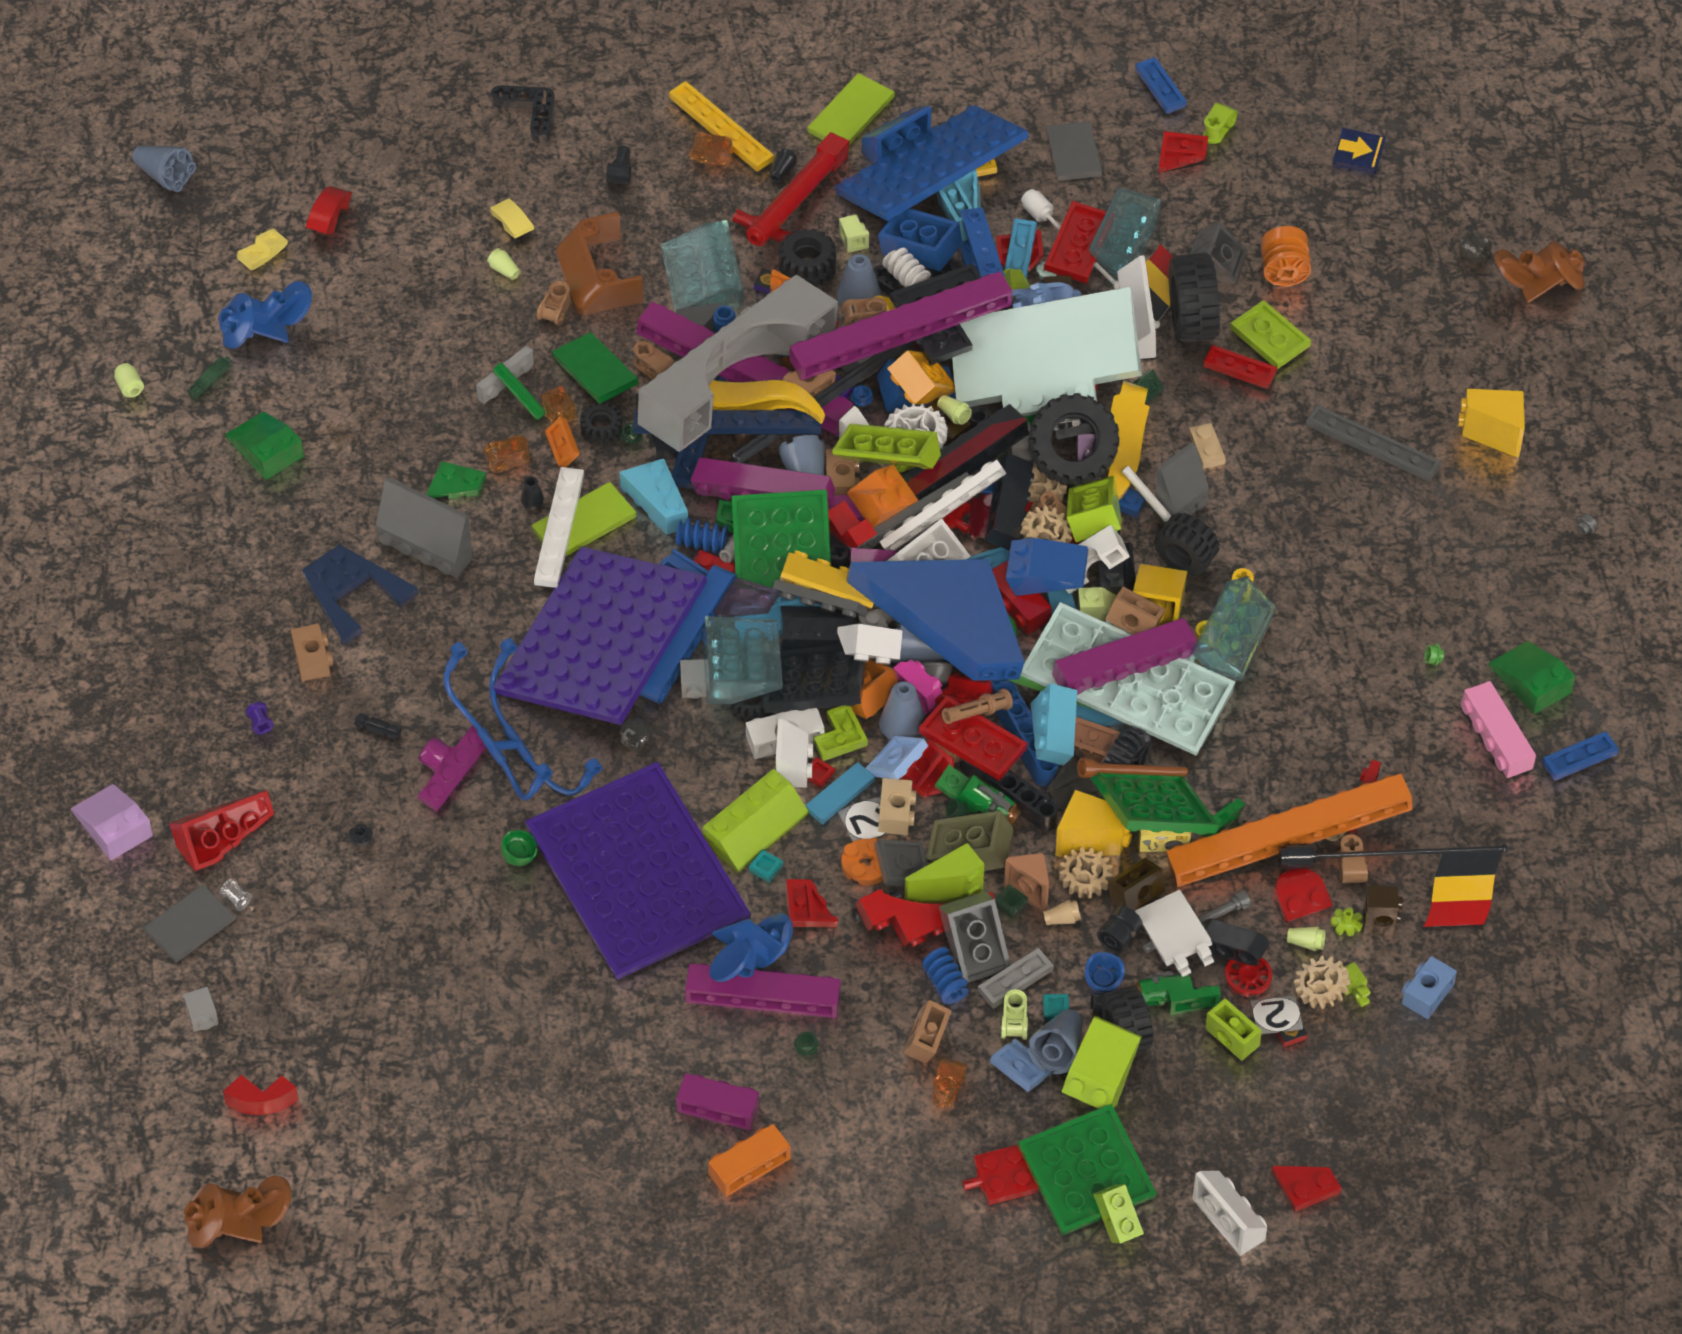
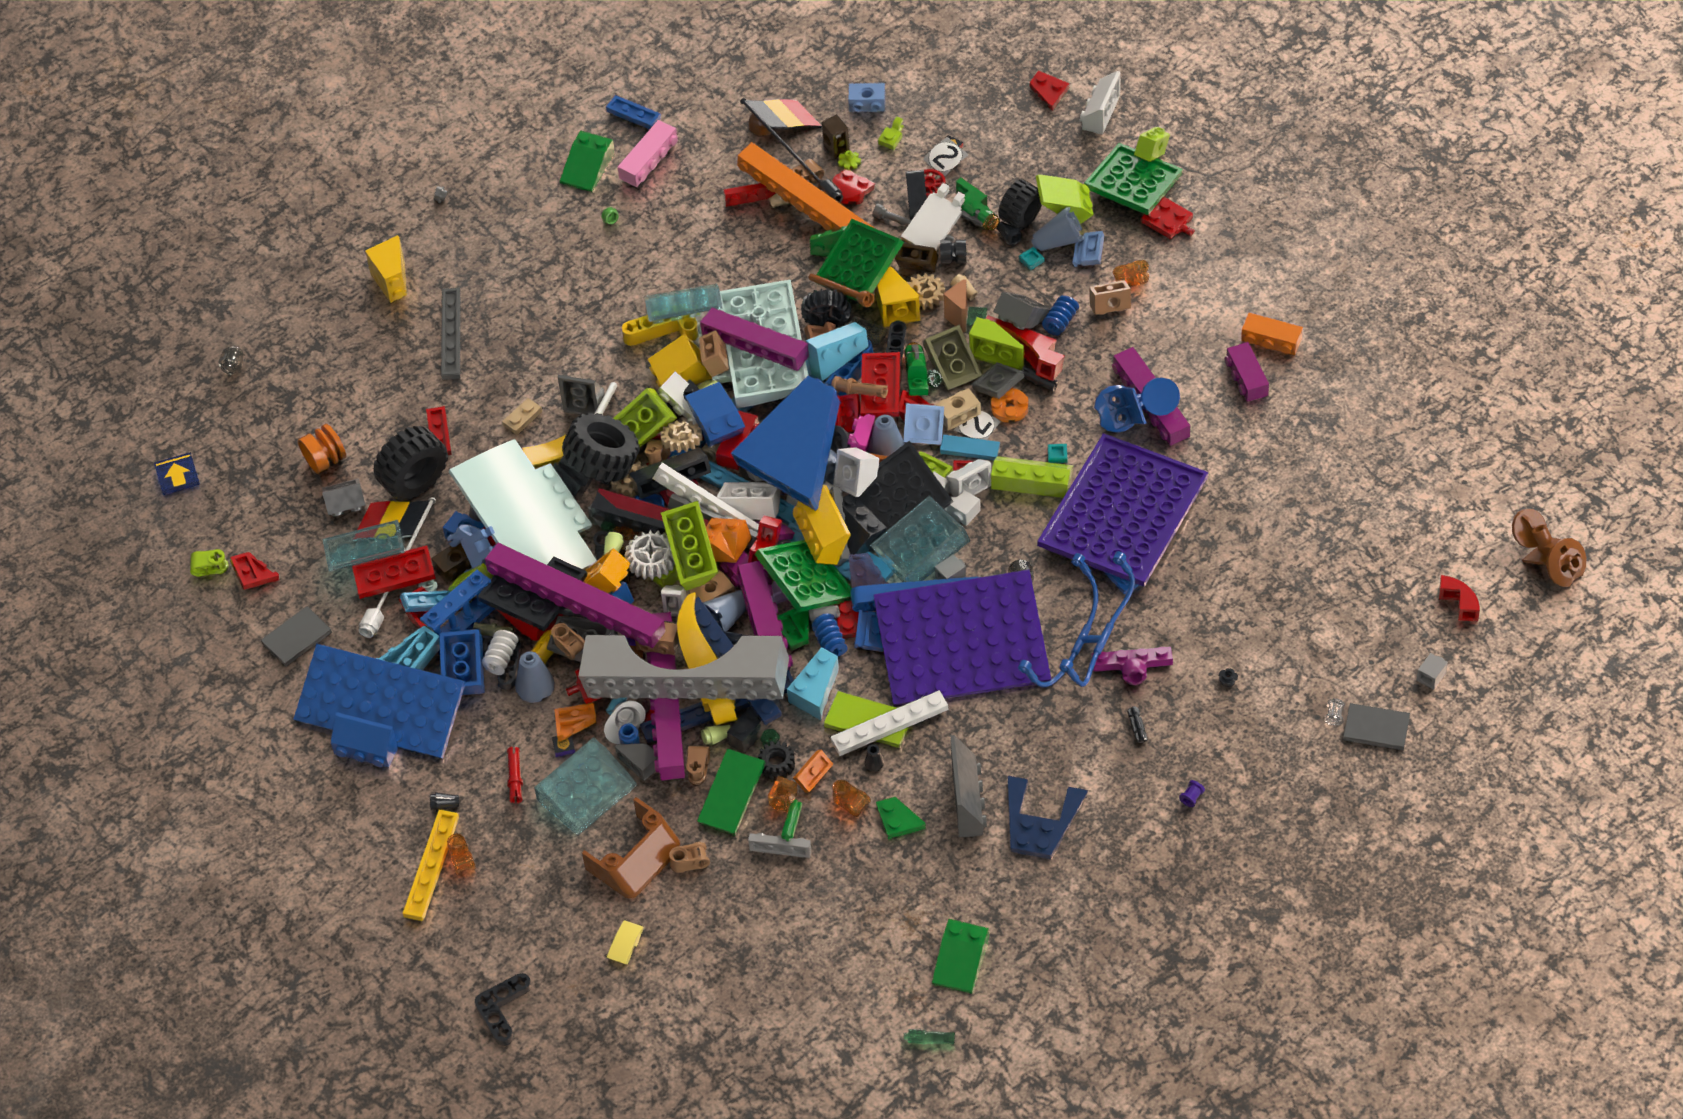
camera: 120 degrees left, 0 degrees up
(113, 821) = (1343, 822): lavender slope -> none
(128, 380) = (978, 1085): yellowish green brick -> none
(214, 831) = (1307, 761): red wedge -> none
(248, 315) = (865, 1037): blue piece -> none
(265, 248) = (782, 1092): light yellow slope -> none
(310, 652) = (1109, 809): medium nougat brick -> none
(327, 208) = (717, 1061): red brick -> none
(502, 263) = (675, 917): yellowish green cone -> none
(518, 848) = (1164, 580): green hair -> none
(619, 170) = (526, 901): black pin -> none
(806, 905) = (1070, 412): red wing -> none
(806, 1038) = (1167, 356): clear green plate -> none
(808, 245) = (526, 712): black tyre -> none
(828, 157) = (413, 774): red brick -> none
(852, 109) = (354, 794): lime tile -> none
(853, 233) = (480, 716): yellowish green brick -> none
(1015, 1018) = (1058, 268): yellowish green piece -> none
(1016, 976) = (1030, 284): light grey plate -> none
(1102, 978) = (991, 247): blue helmet -> none
(1135, 276) = (430, 505): white slope -> none
(1160, 85) = (192, 617): blue plate -> none
(1186, 544) = (628, 365): black tyre -> none
(1233, 1029) = (978, 162): lime brick -> none
(1270, 334) = (394, 419): lime plate -> none
(1307, 937) = (879, 168): yellowish green cone -> none
(1318, 982) = (916, 142): tan gear -> none
(1542, 270) = (229, 309): dark orange piece -> none

